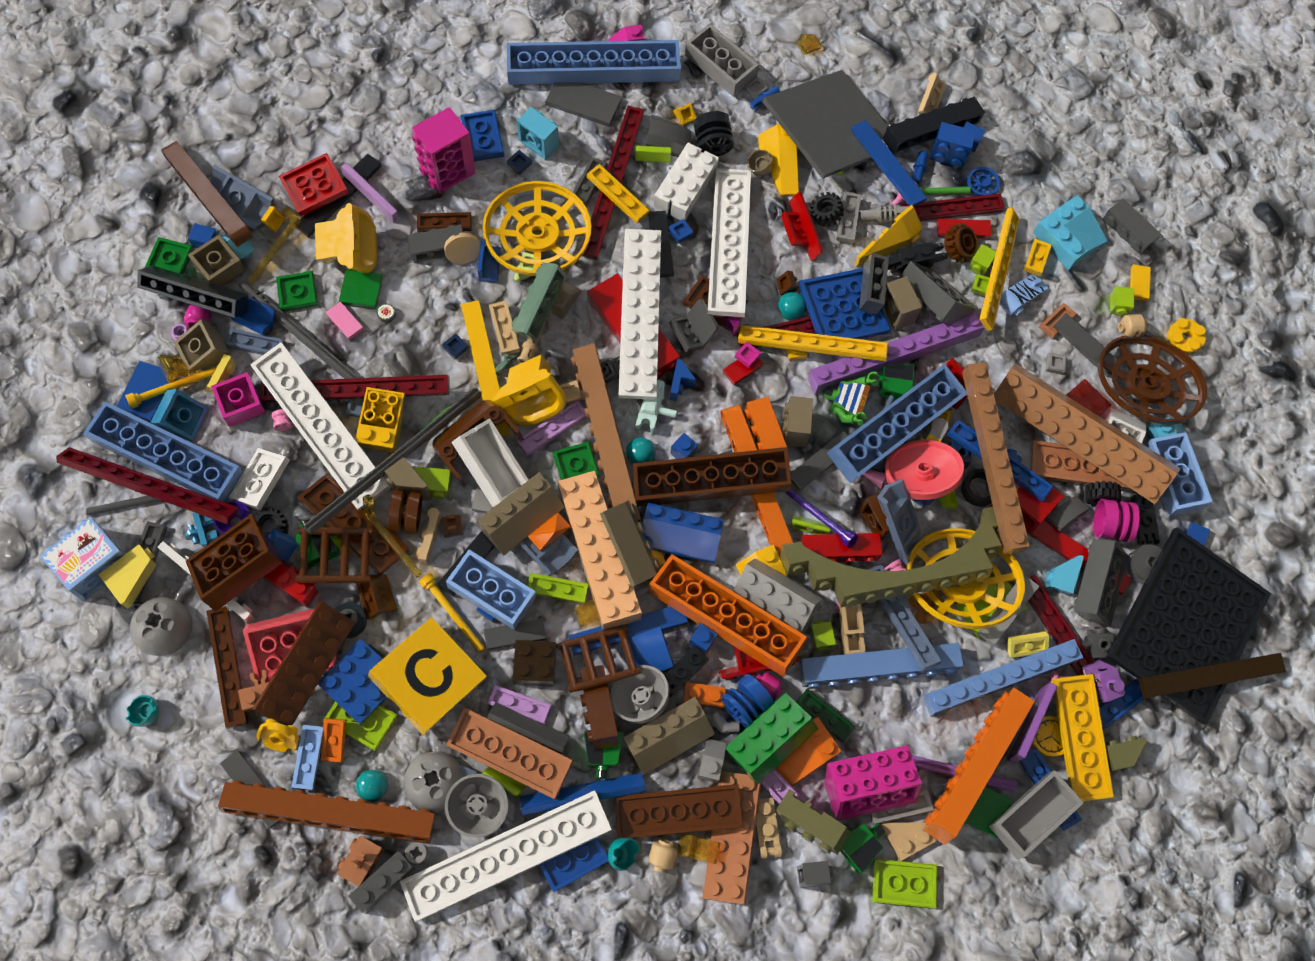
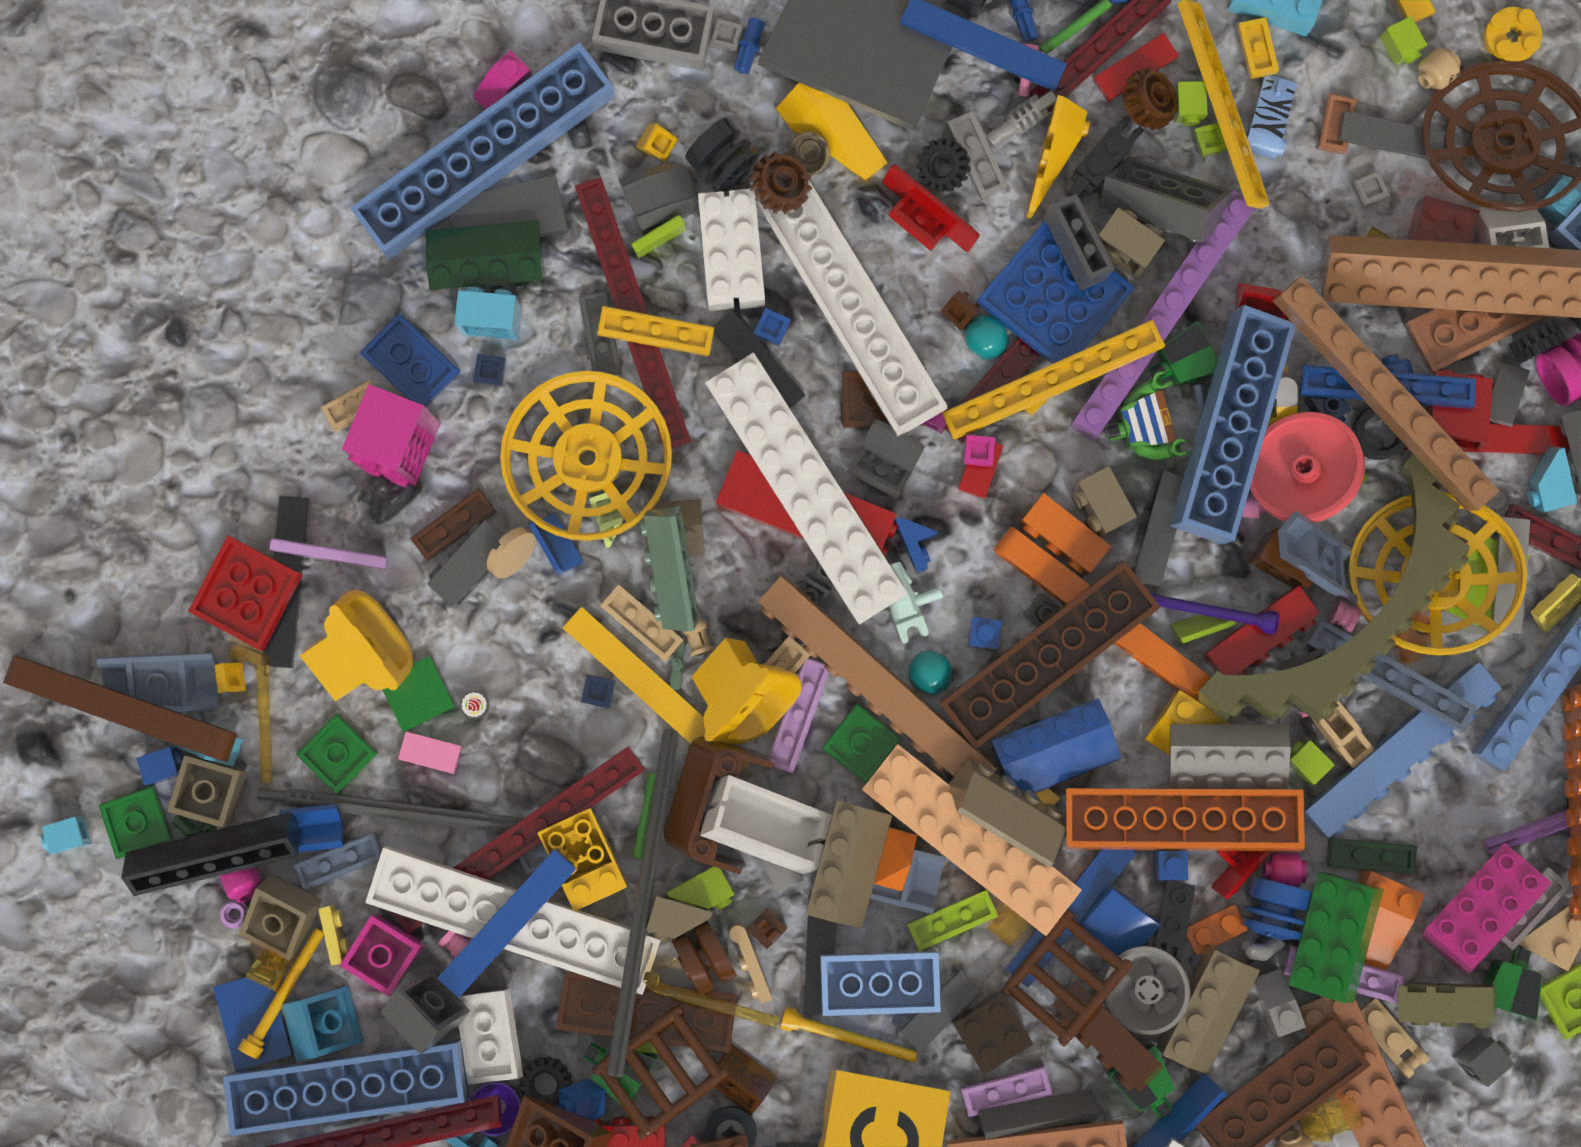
camera: 30 degrees left, 15 degrees up
(129, 239) = (65, 835): none -> medium azure brick
(235, 439) = (425, 1011): none -> dark grey brick
(314, 421) = (507, 922): none -> blue tile
(565, 110) = (484, 255): none -> dark green slope
(734, 161) = (768, 190): none -> reddish brown gear

